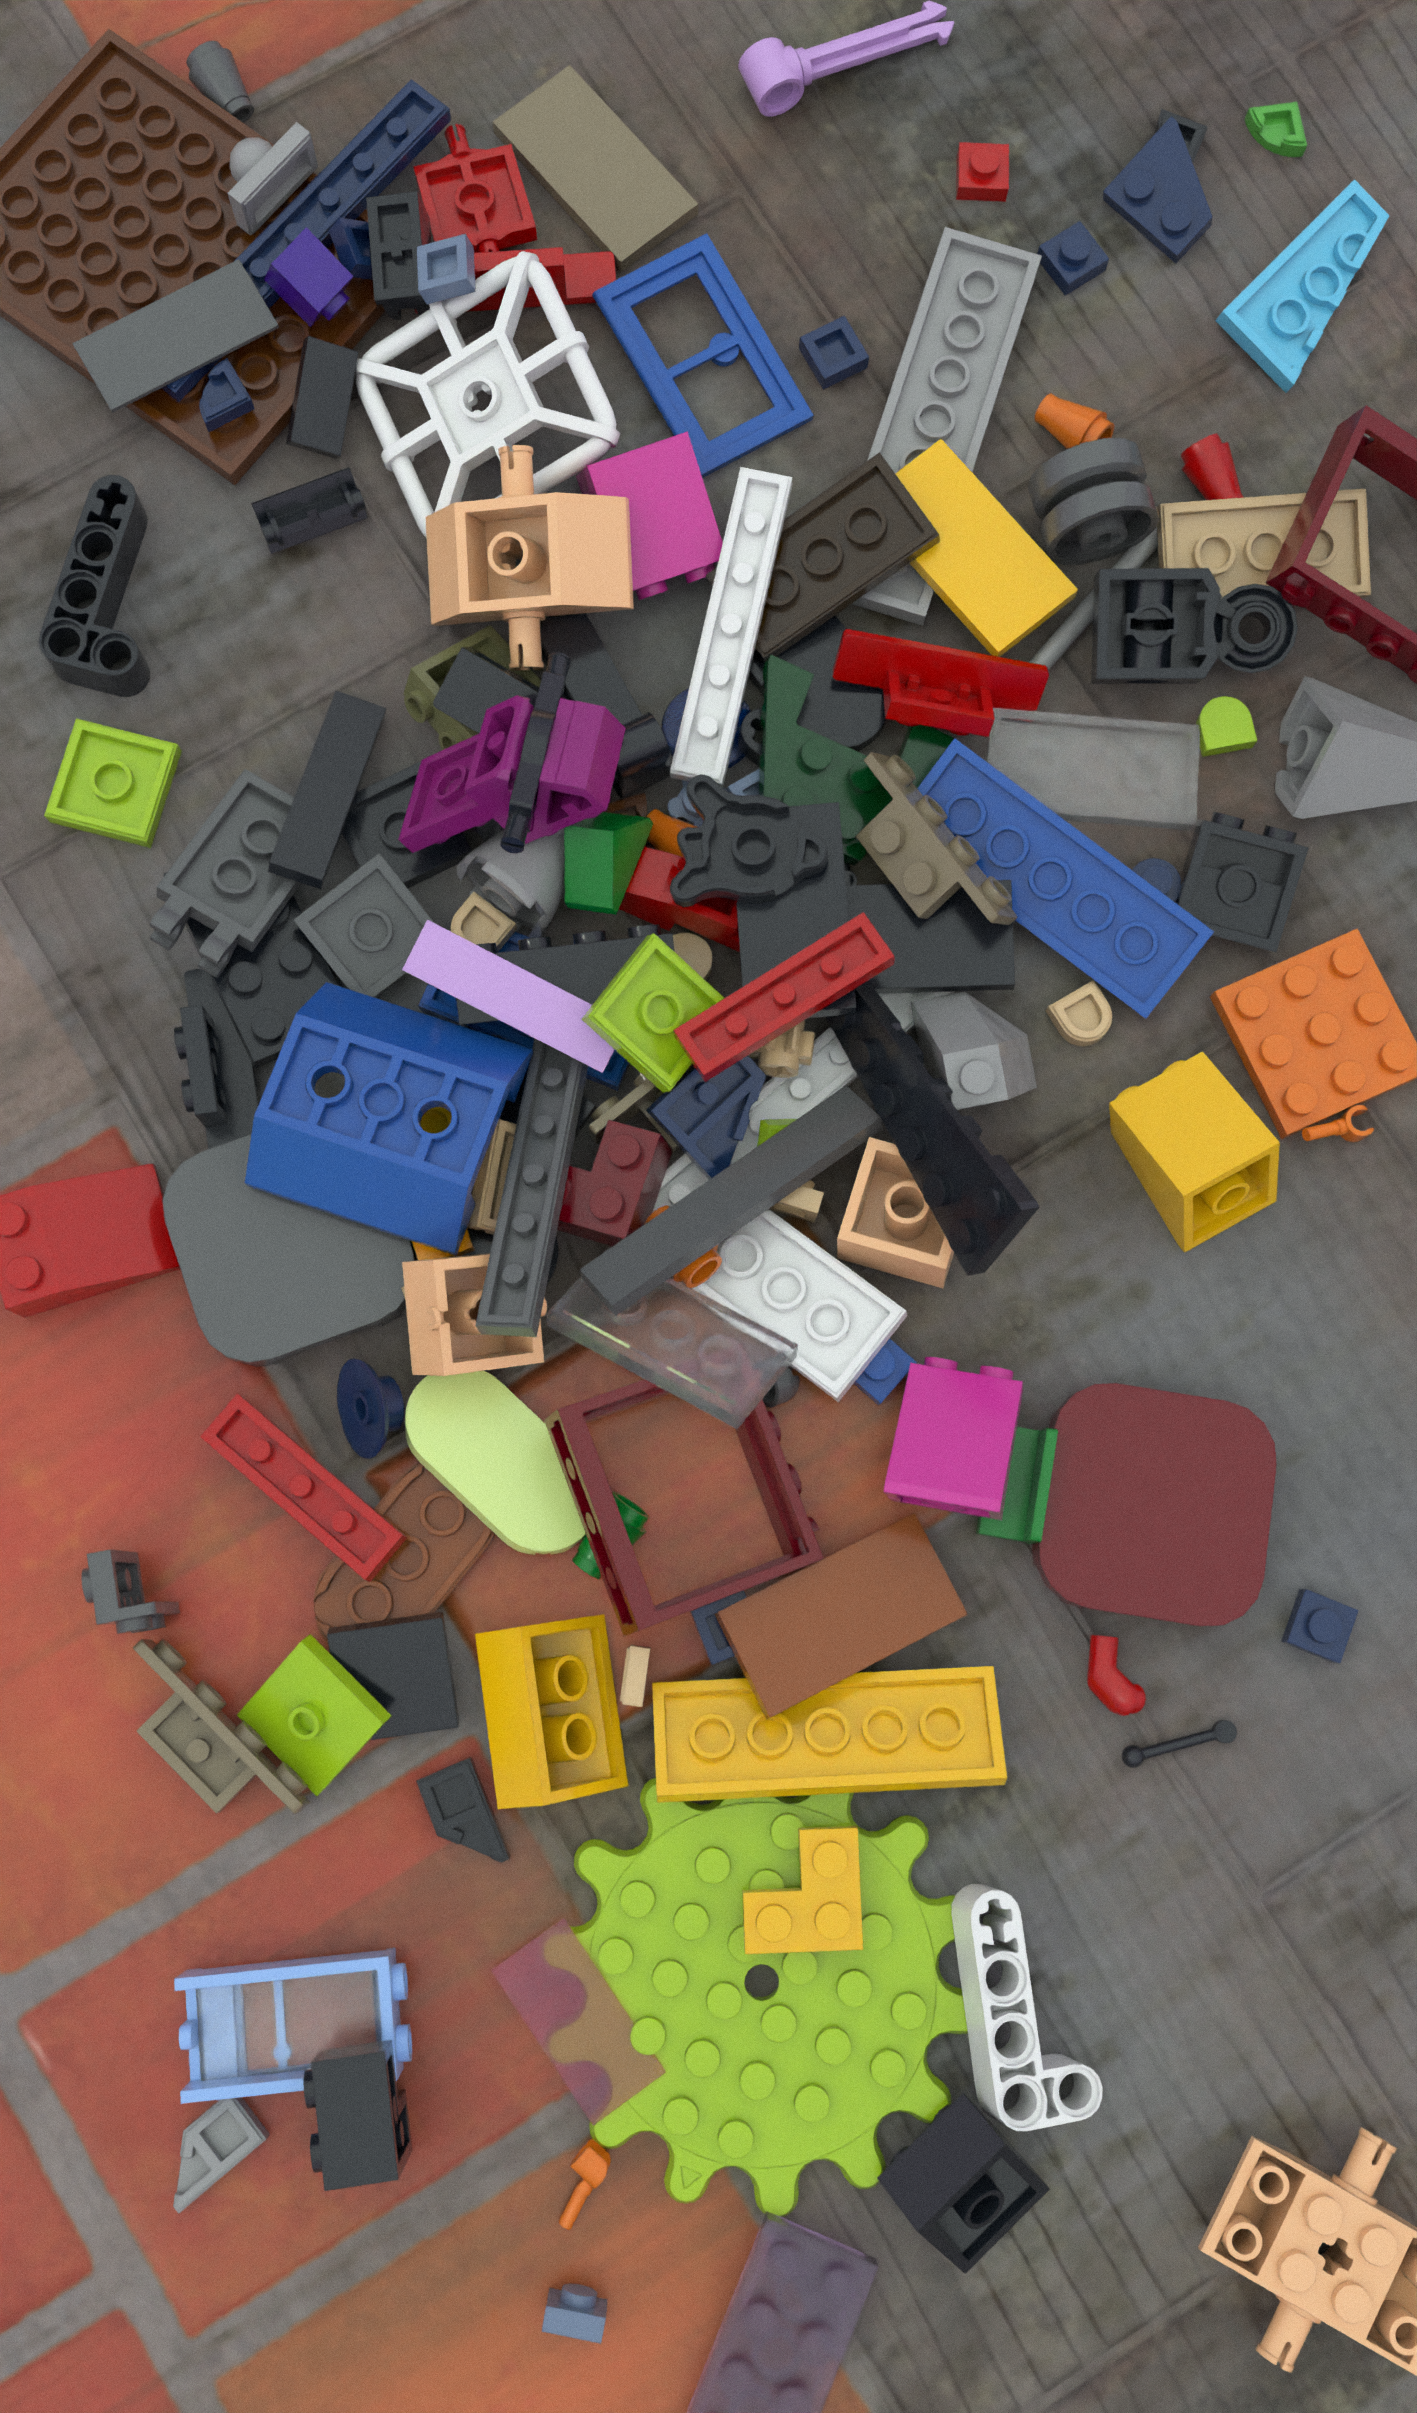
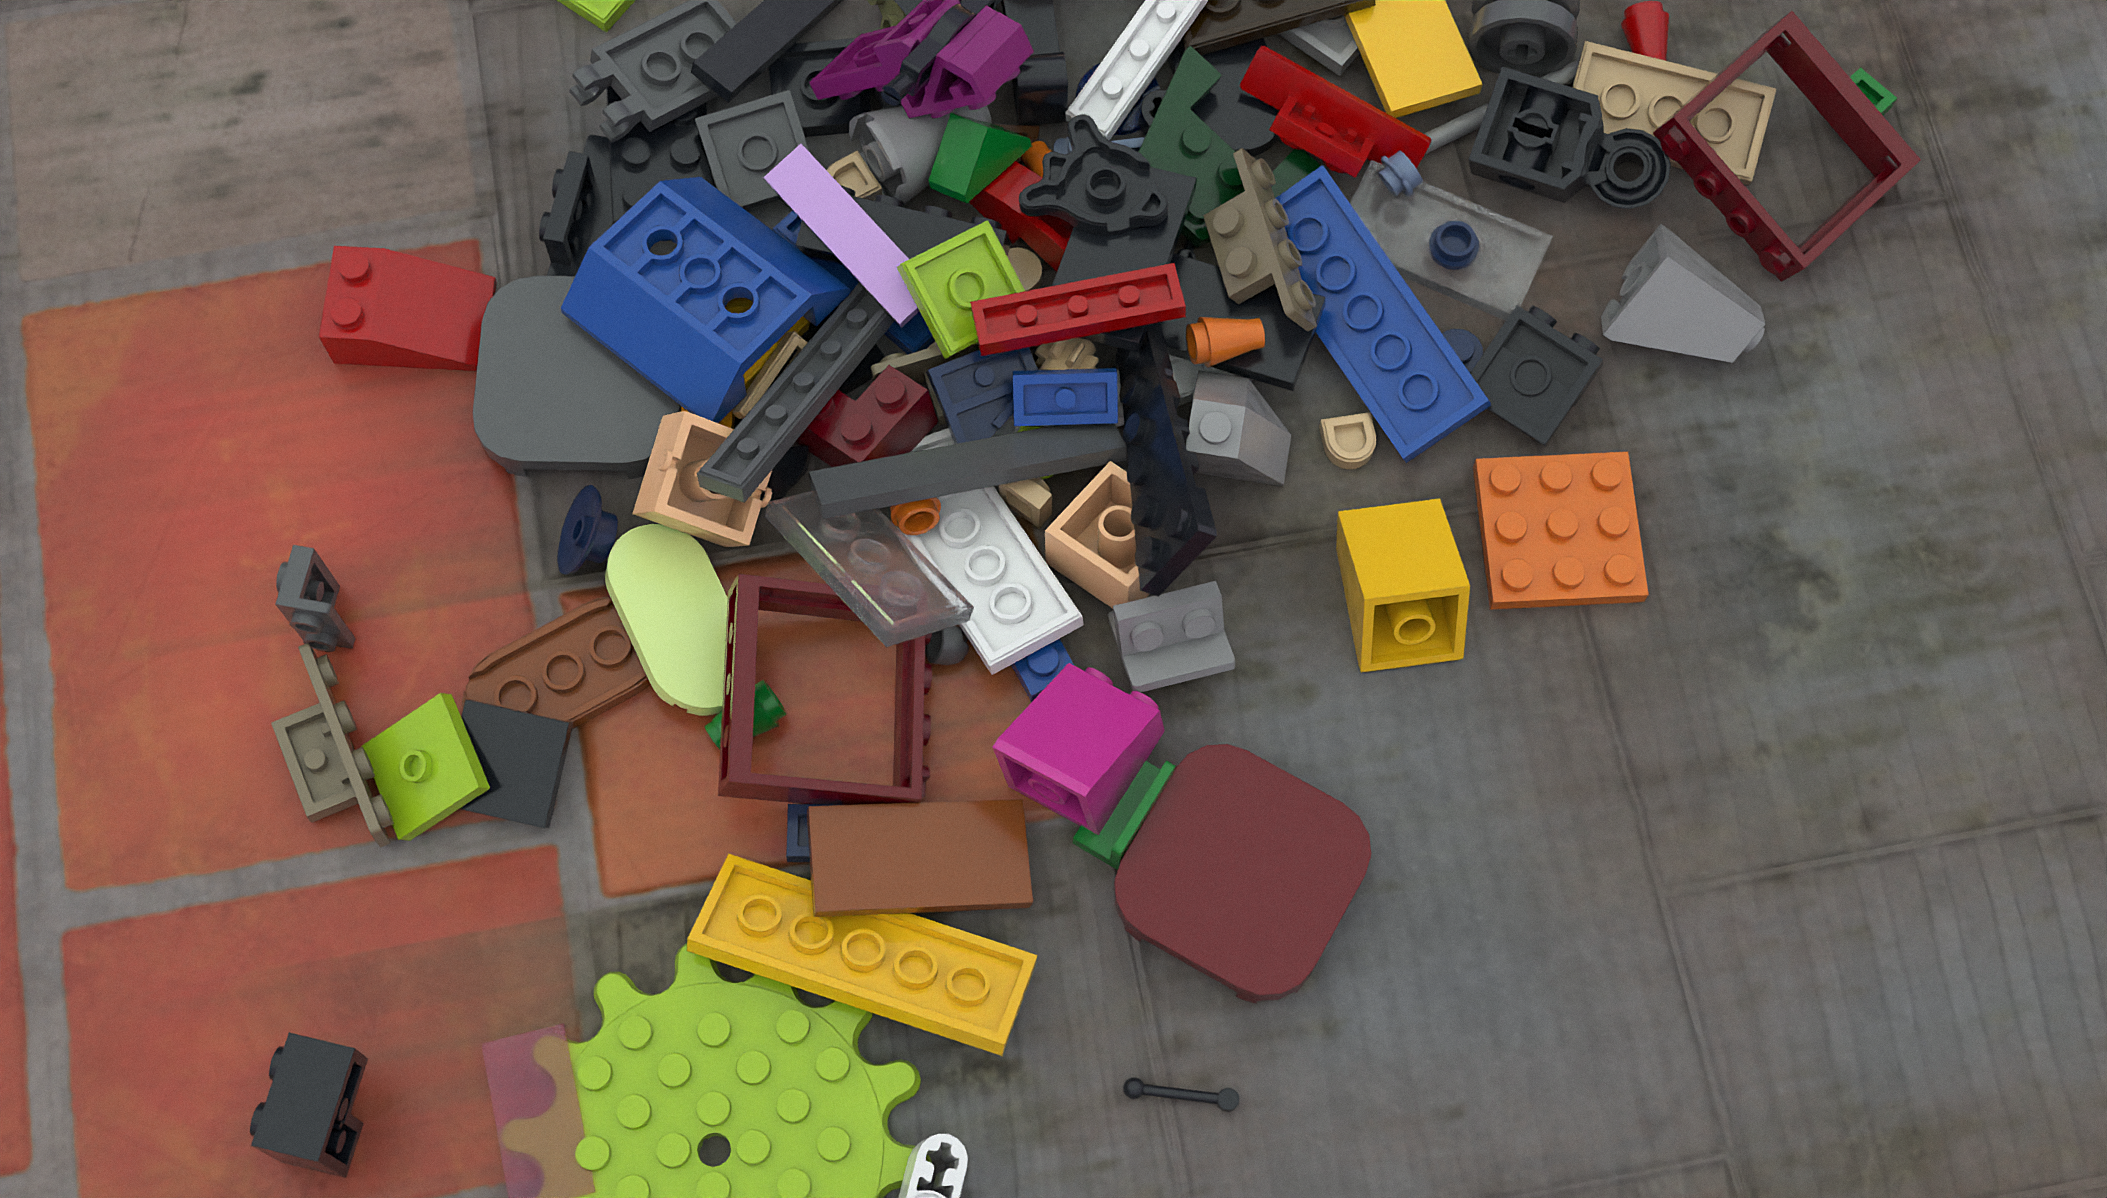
camera: 25 degrees right, 10 degrees down
(215, 2146) = (179, 1102): light grey tile -> none
(266, 2021) = (263, 996): door -> none
(303, 1487) = (501, 578): red plate -> none
(462, 1809) = (518, 900): black tile -> none
(551, 1712) = (630, 843): yellow slope -> none
(635, 1675) = (716, 841): tan tile -> none
(800, 1088) = (1065, 397): none -> blue plate
(822, 1911) = (787, 1103): yellow plate -> none
(929, 966) = (1221, 339): none -> orange cone
(1004, 1304) = (1172, 637): none -> light grey bracket
(1030, 717) = (1399, 174): none -> sand blue plate
(1108, 1681) = (1137, 1012): red arm -> none
(1111, 774) = (1453, 245): none -> dark blue plate
(1225, 726) = (1575, 246): lime tile -> none
(1319, 1626) = (1353, 1039): dark blue plate -> none
(1339, 1127) = (1547, 614): orange hand -> none

